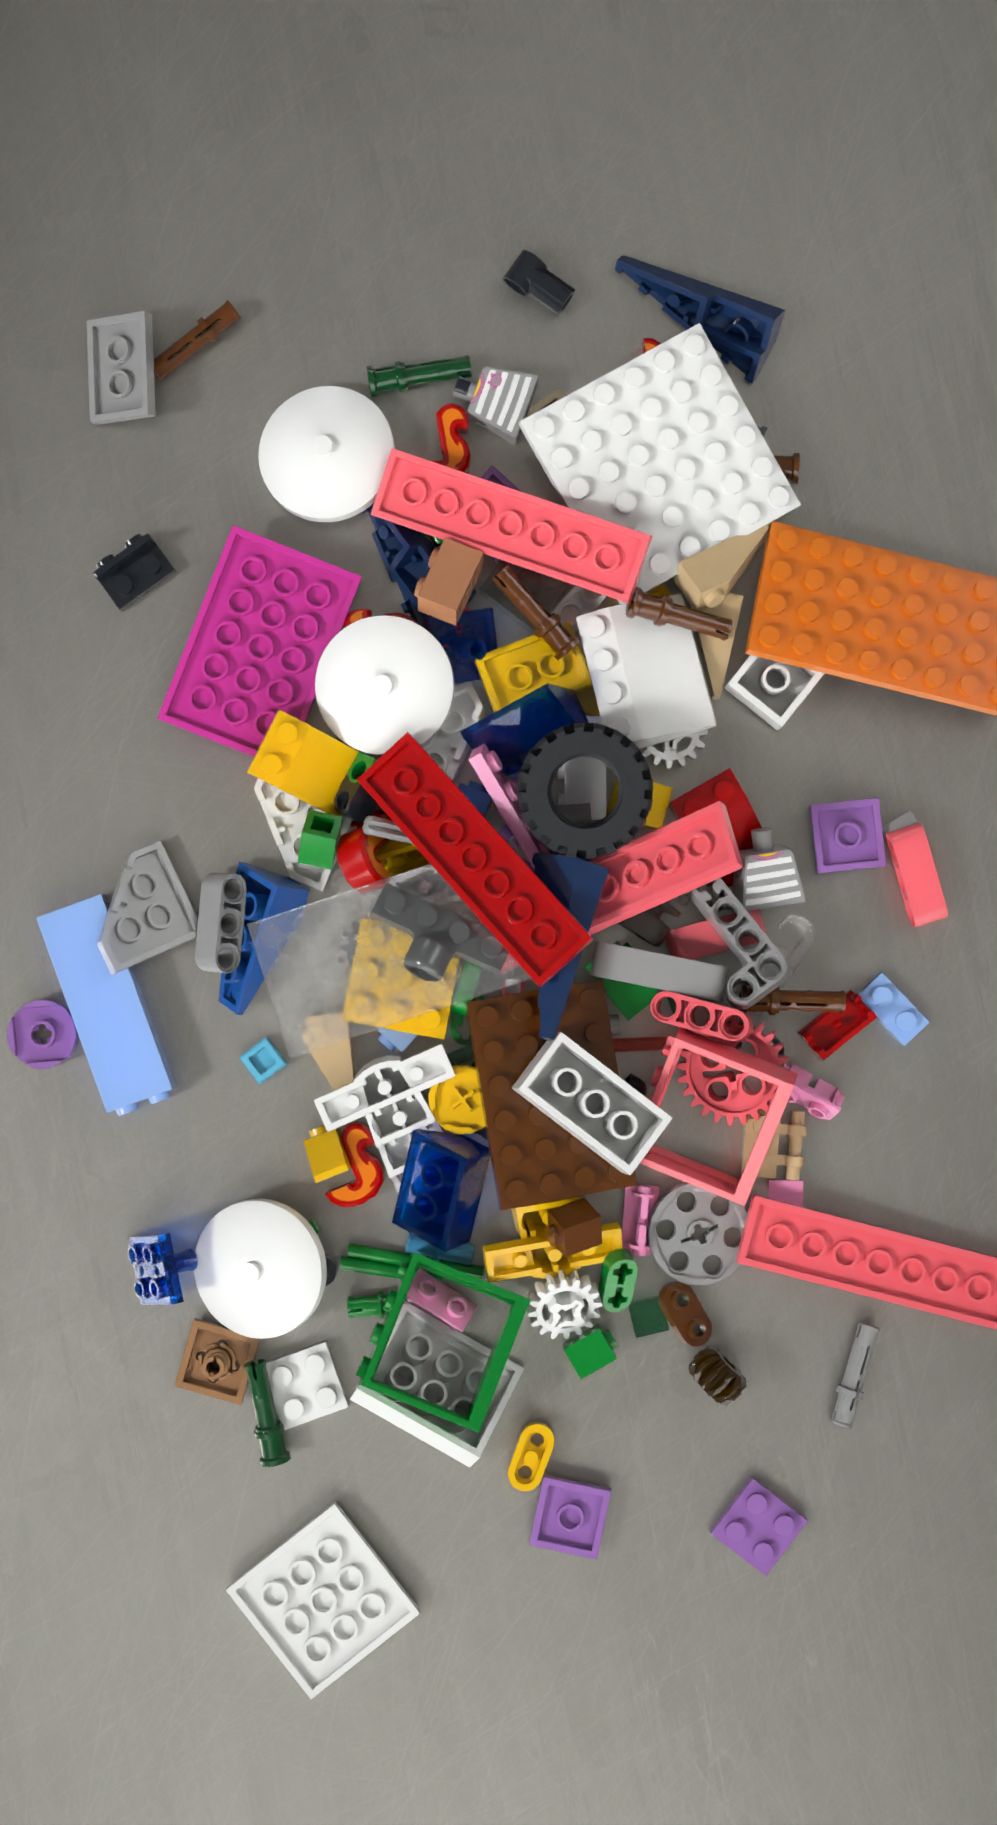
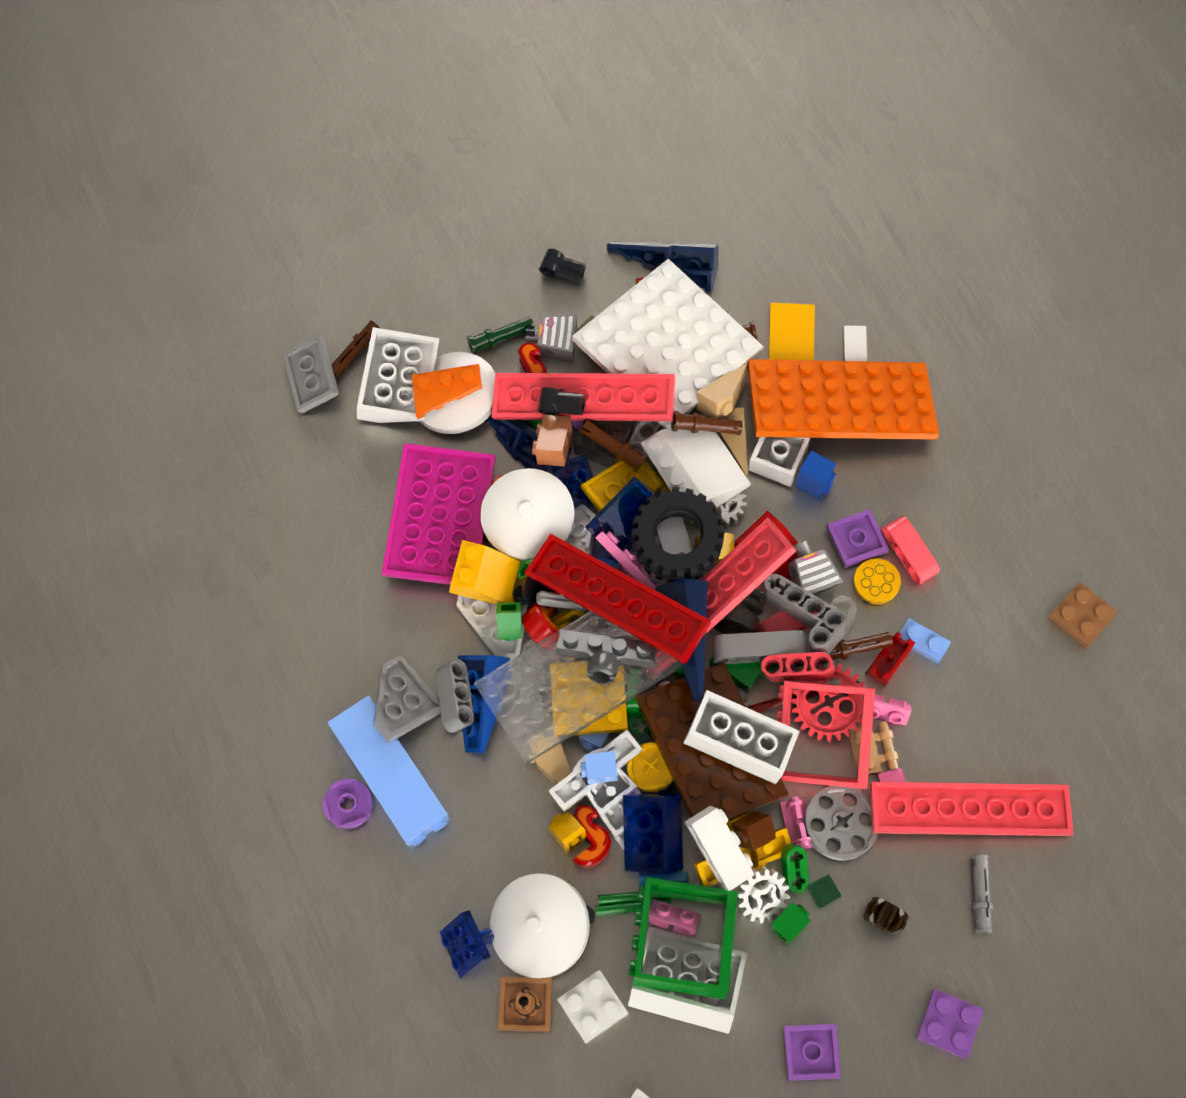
camera: 15 degrees left, 20 degrees down
(133, 570) = (344, 492): black bracket -> none
(248, 409) = (387, 377): none -> white slope
(263, 1060) = (506, 783): medium azure tile -> none
(268, 1428) = (574, 1043): dark green pin -> none
(310, 450) = (443, 386): none -> orange wing
(367, 1306) = (625, 934): green pin -> none
(389, 1092) = (600, 767): none -> light blue brick
(467, 527) = (554, 401): none -> black piece
(522, 1242) = (720, 847): none -> white brick
(531, 1455) = (772, 1015): yellow plate -> none
(685, 1316) = (849, 882): reddish brown plate -> none
(817, 731) = (816, 475): none -> blue brick
(851, 487) = (791, 331): none -> yellow tile
(855, 905) = (877, 581): none -> yellow tile
(940, 530) = (855, 343): none -> white tile

